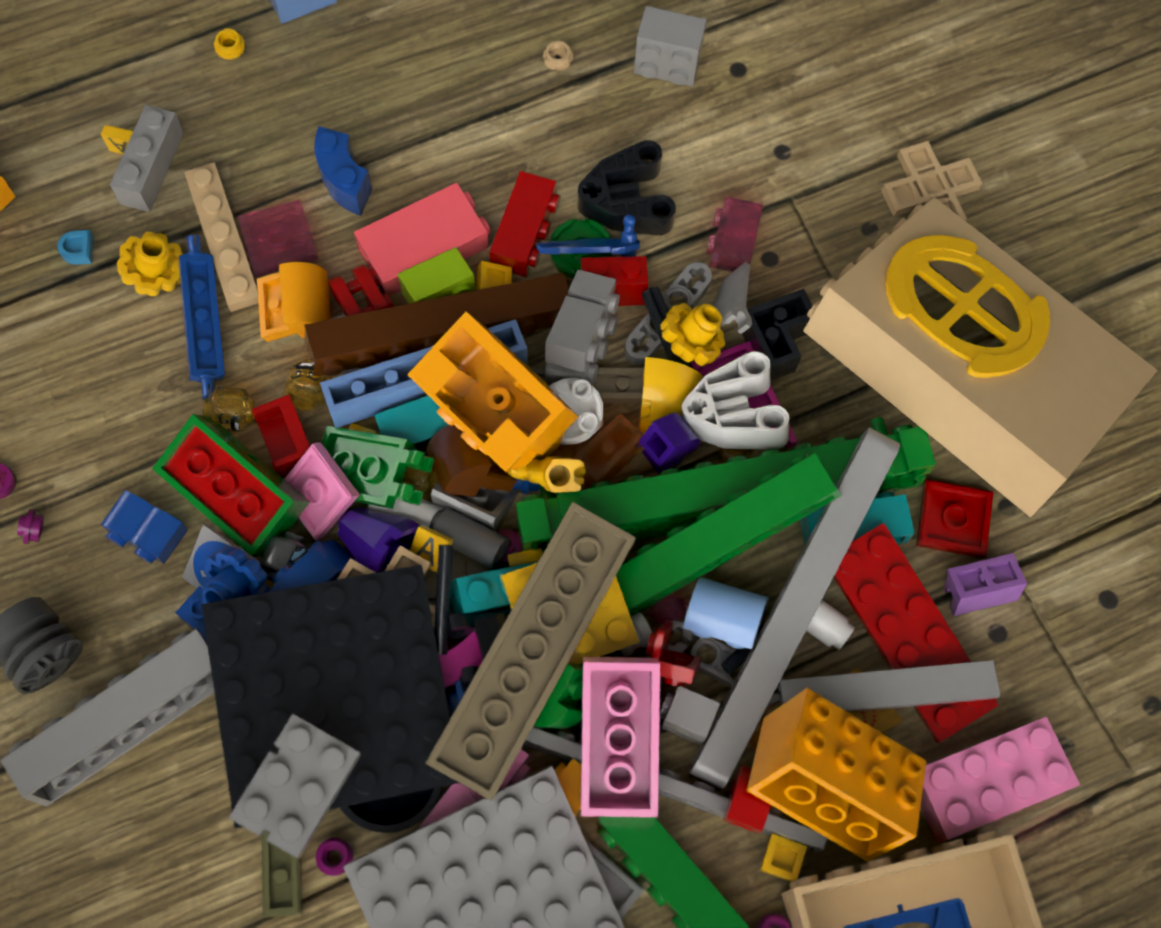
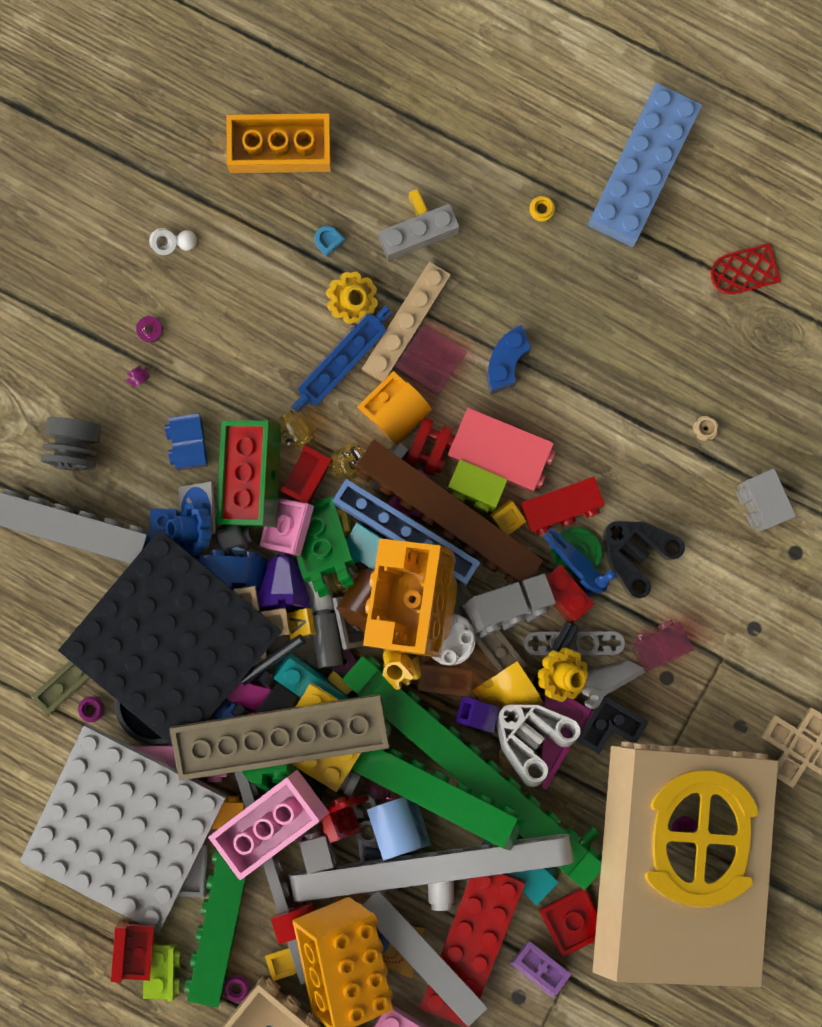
camera: 55 degrees right, 15 degrees up
(295, 786) = (101, 671): light grey piece -> none

